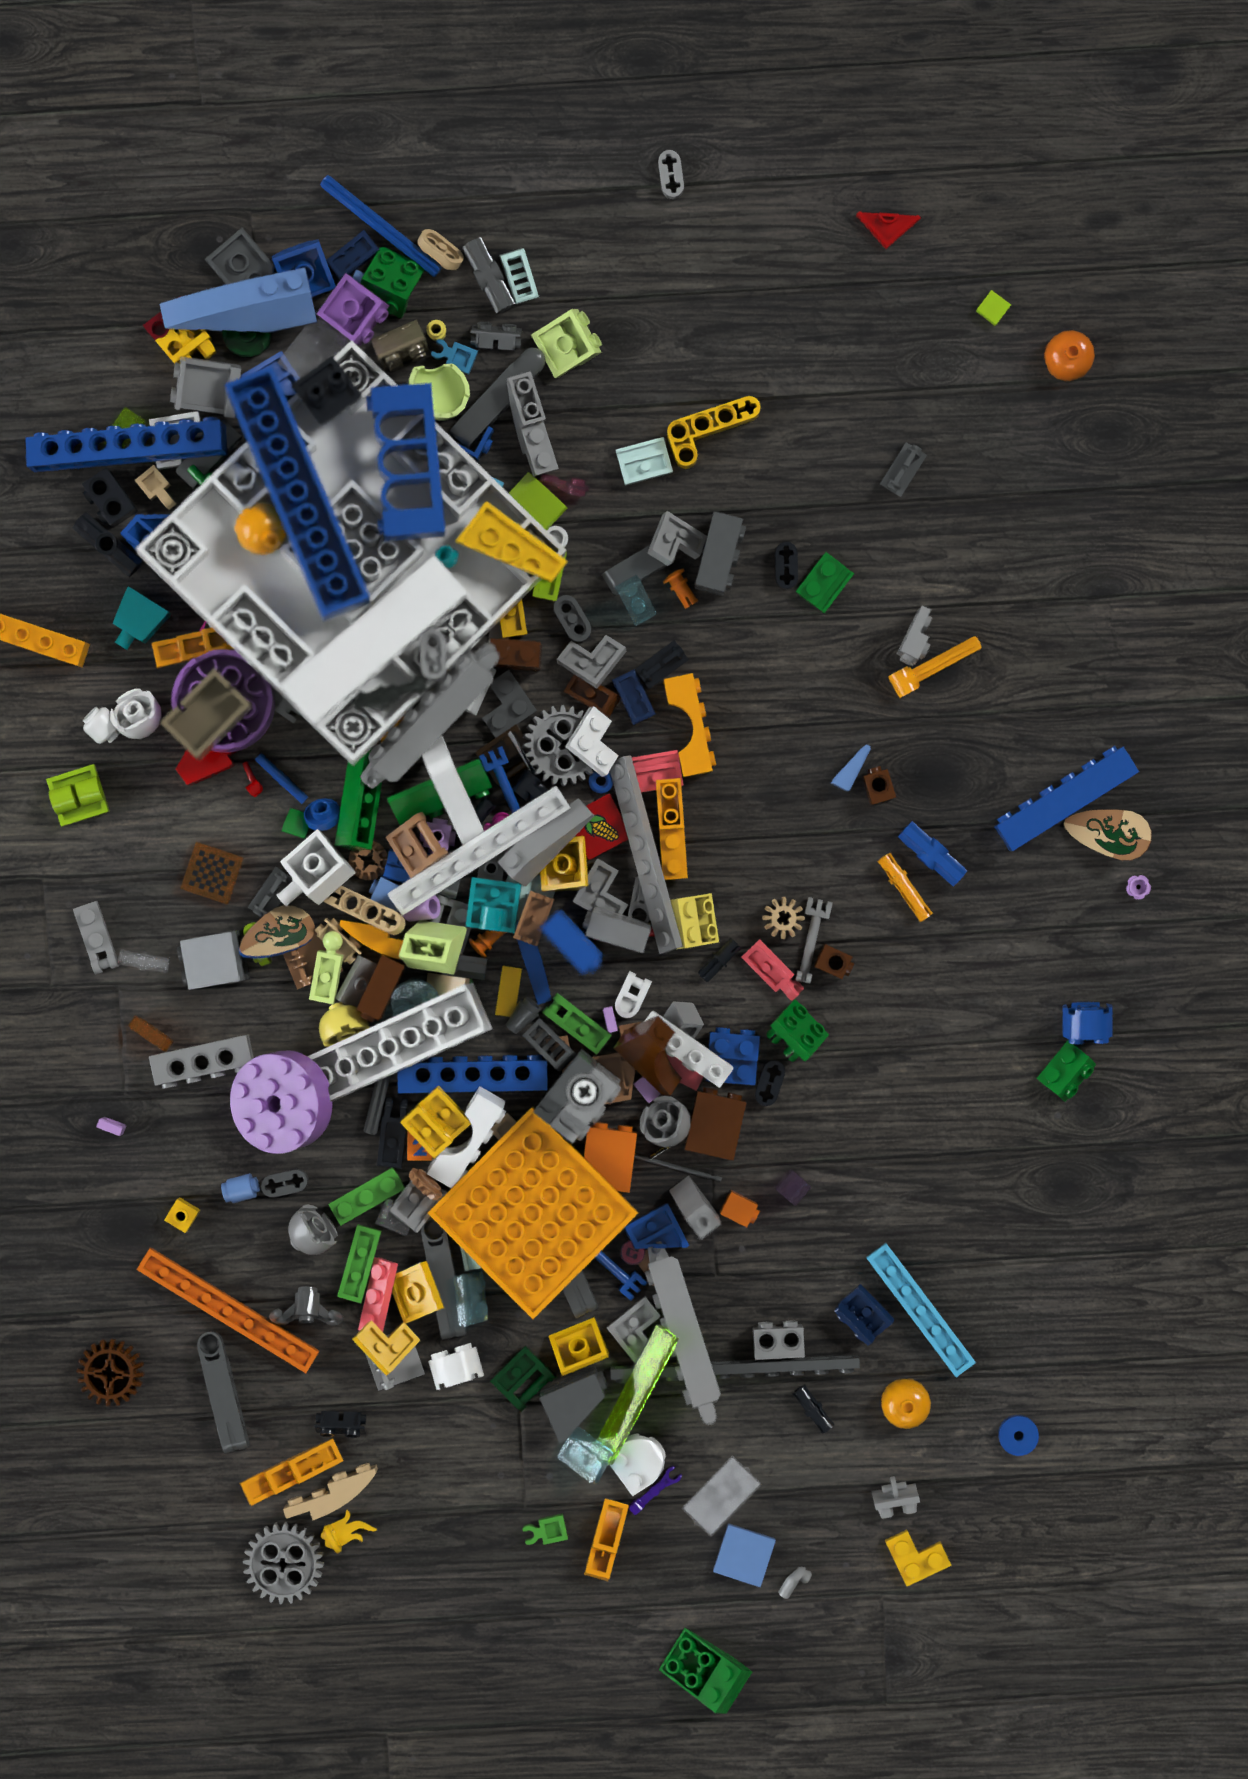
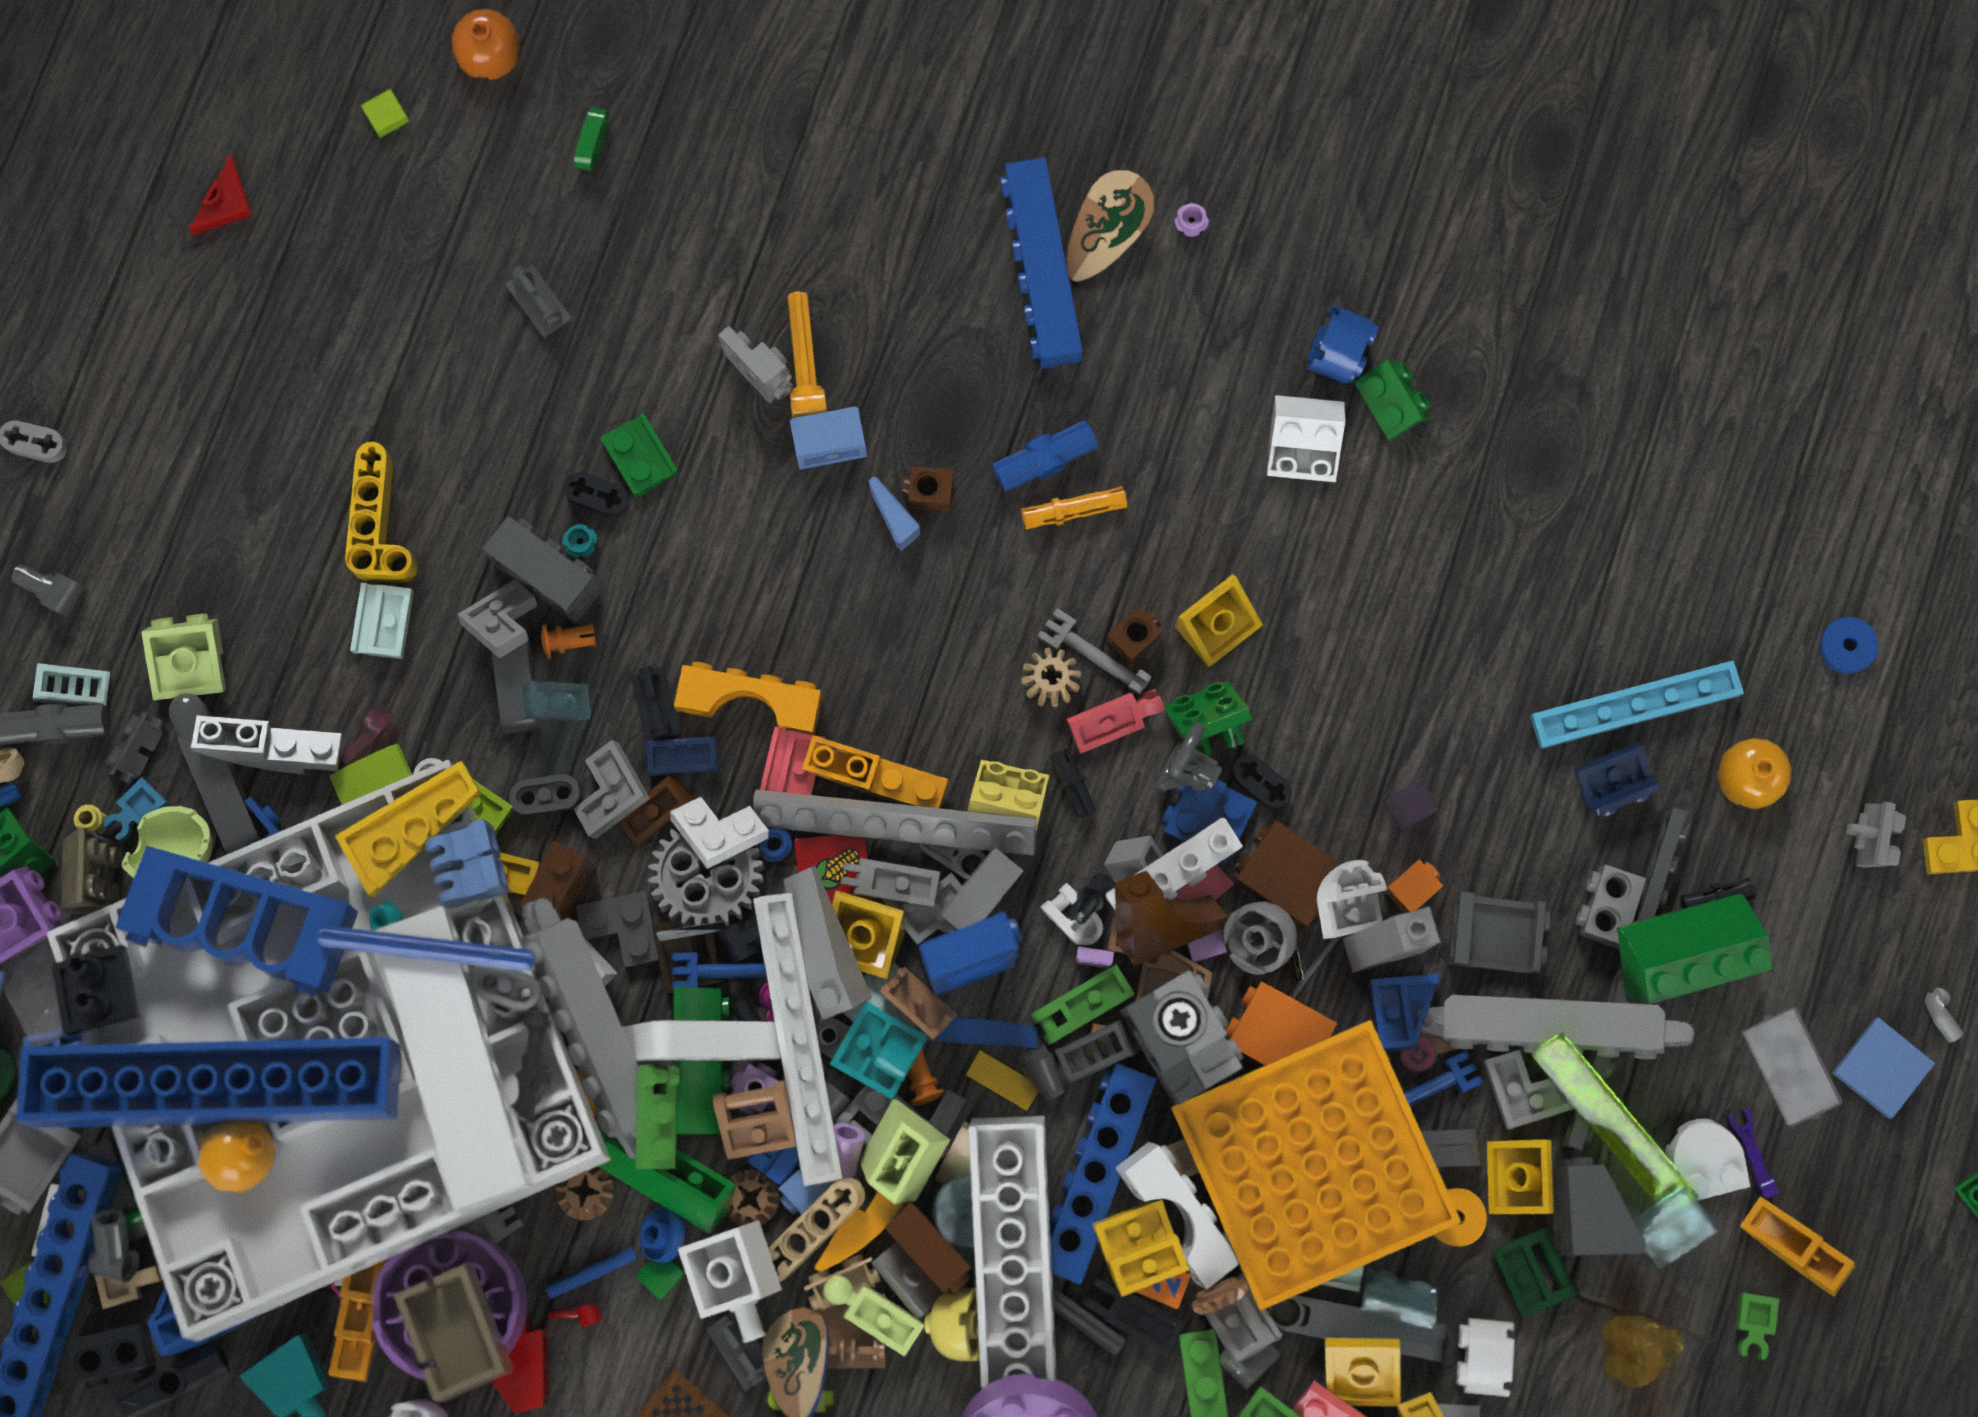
camera: 75 degrees left, 10 degrees down
(170, 472) = (111, 1253): none -> dark grey piece
(324, 762) = (595, 1204): none -> medium nougat gear
(391, 782) = (656, 1117): none -> bright green plate
(435, 595) = (426, 948): none -> blue axle
(500, 607) = (482, 872): none -> medium blue legs
(500, 1462) = (1639, 1349): none -> clear yellow piece
(539, 1327) = (1473, 1219): none -> light orange piece
(576, 237) = (55, 592): none -> dark grey pin
(605, 870) = (893, 882): none -> light grey hinge
(646, 1002) = (1090, 898): none -> black axle
(712, 1170) = (1349, 899): none -> white slope
(731, 1275) = (1498, 934): none -> dark grey panel
(750, 561) = (579, 532): none -> teal plate
(757, 1032) = (1189, 765): none -> dark grey piece
(768, 1404) = (1692, 949): none -> green slope
(865, 1014) = (1219, 621): none -> yellow slope
(886, 704) = (828, 437): none -> medium blue panel
(1015, 1023) = (1306, 438): none -> white slope
(1030, 457) = (591, 139): none -> green beam

